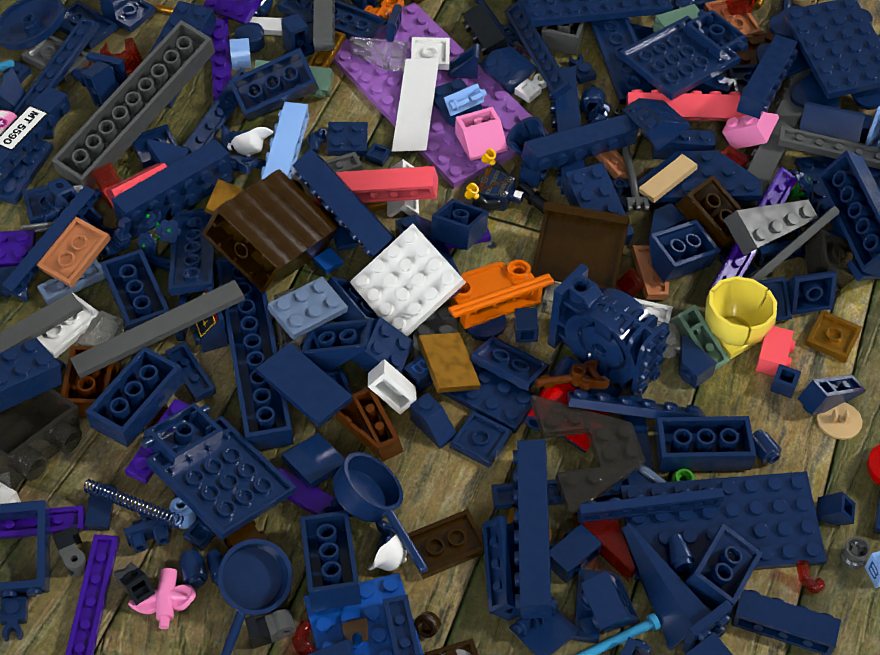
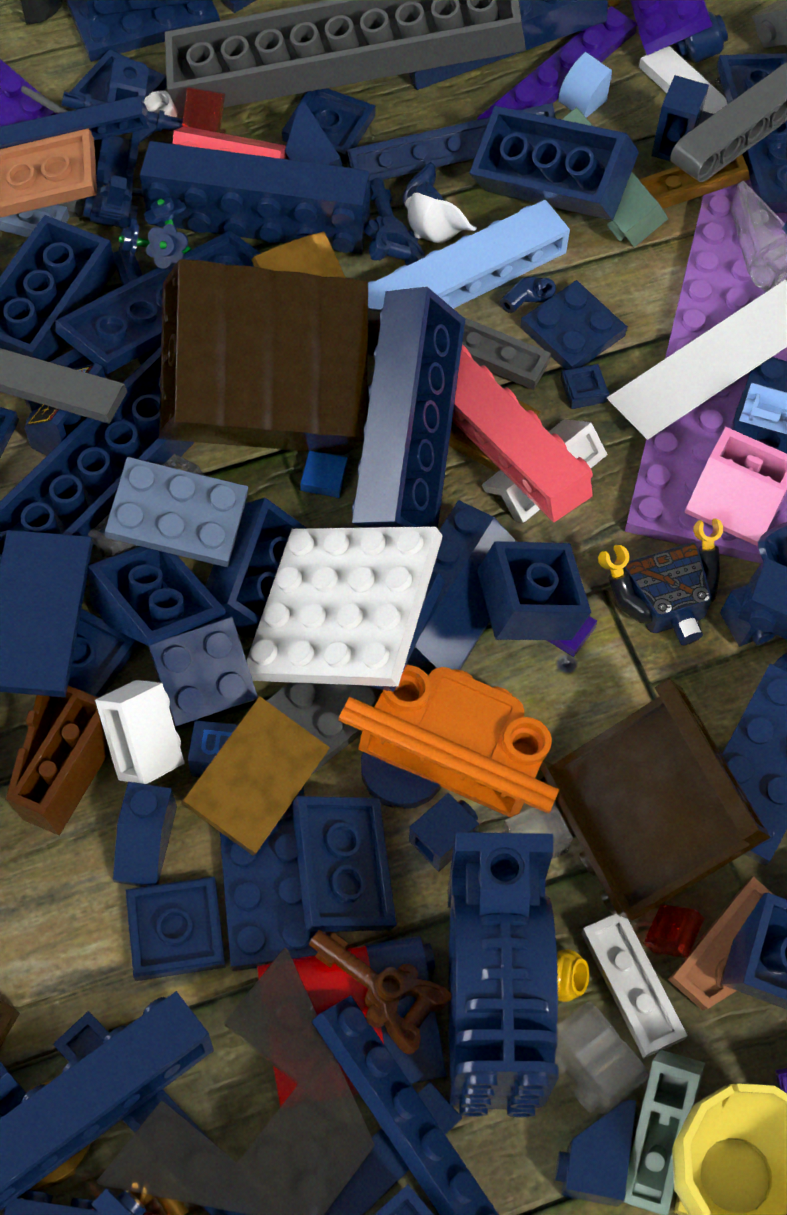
camera: 50 degrees right, 10 degrees up
(254, 32) = (631, 73): dark blue hair -> none
(533, 197) = (712, 656): black axle -> none

